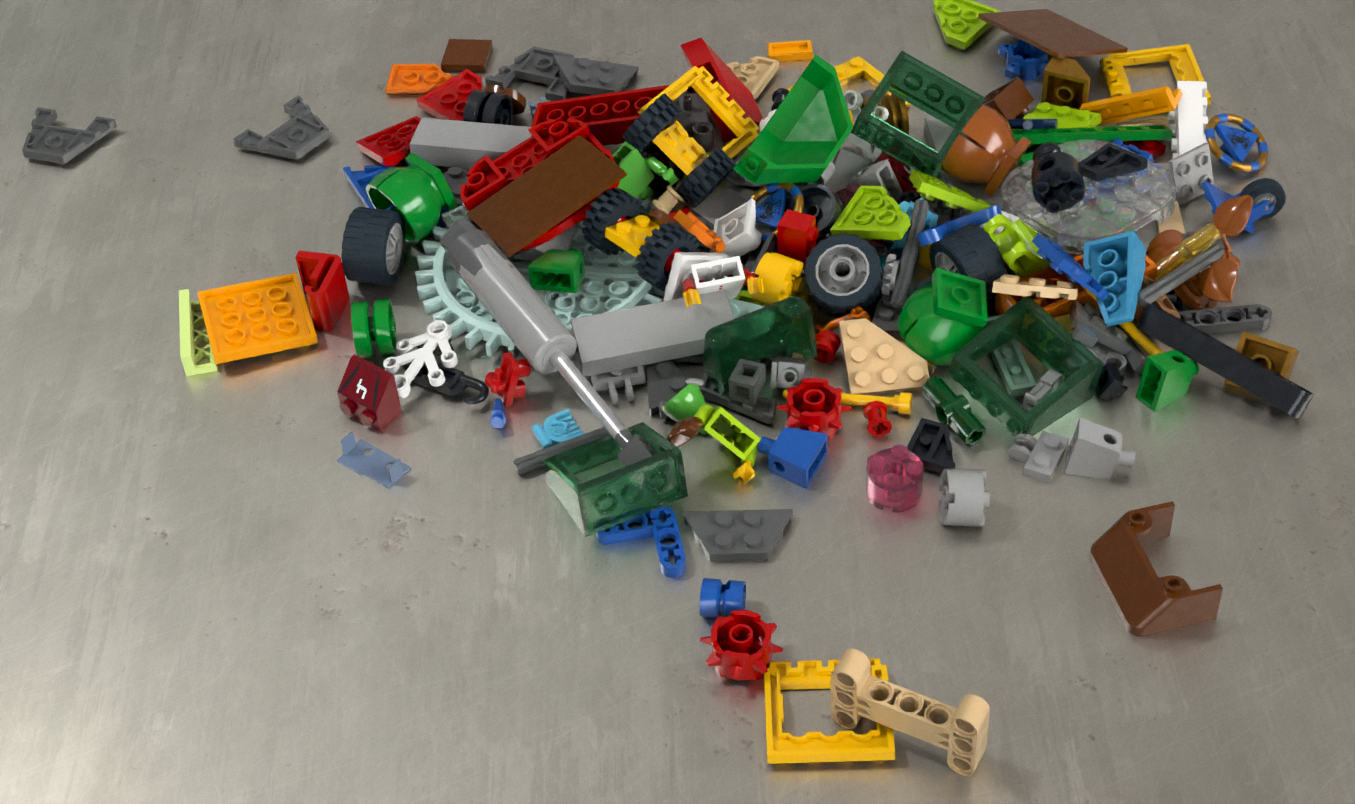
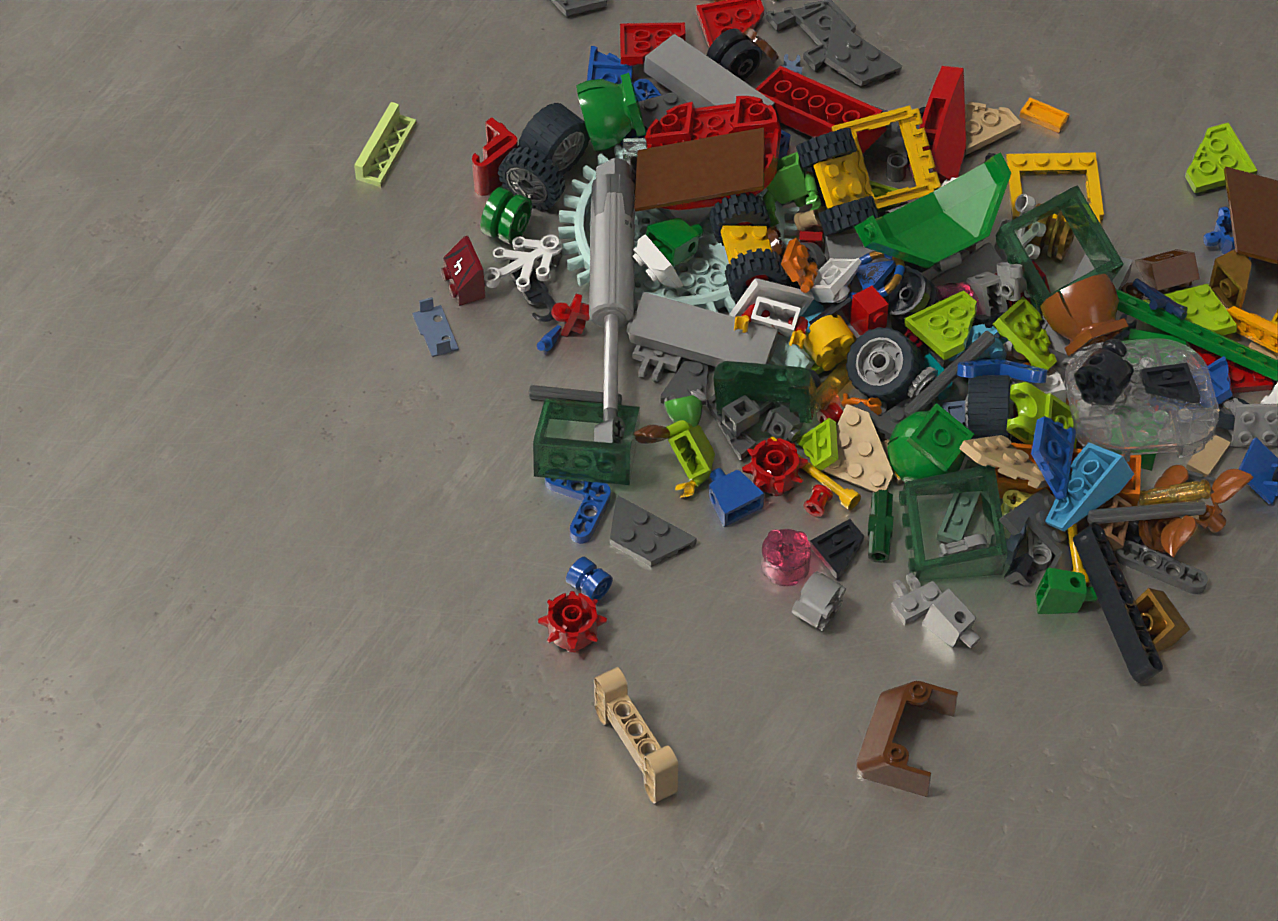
camera: 30 degrees right, 10 degrees up
(256, 318) = (433, 156): light orange plate -> none
(377, 278) = (532, 177): none -> black wheel
(556, 429) = (580, 376): medium azure piece -> none
(566, 289) = (657, 265): none -> white slope
(816, 746) = (586, 732): yellow hinge -> none
(843, 368) = (821, 444): none -> lime wing
(895, 152) = (1011, 280): none -> light grey plate

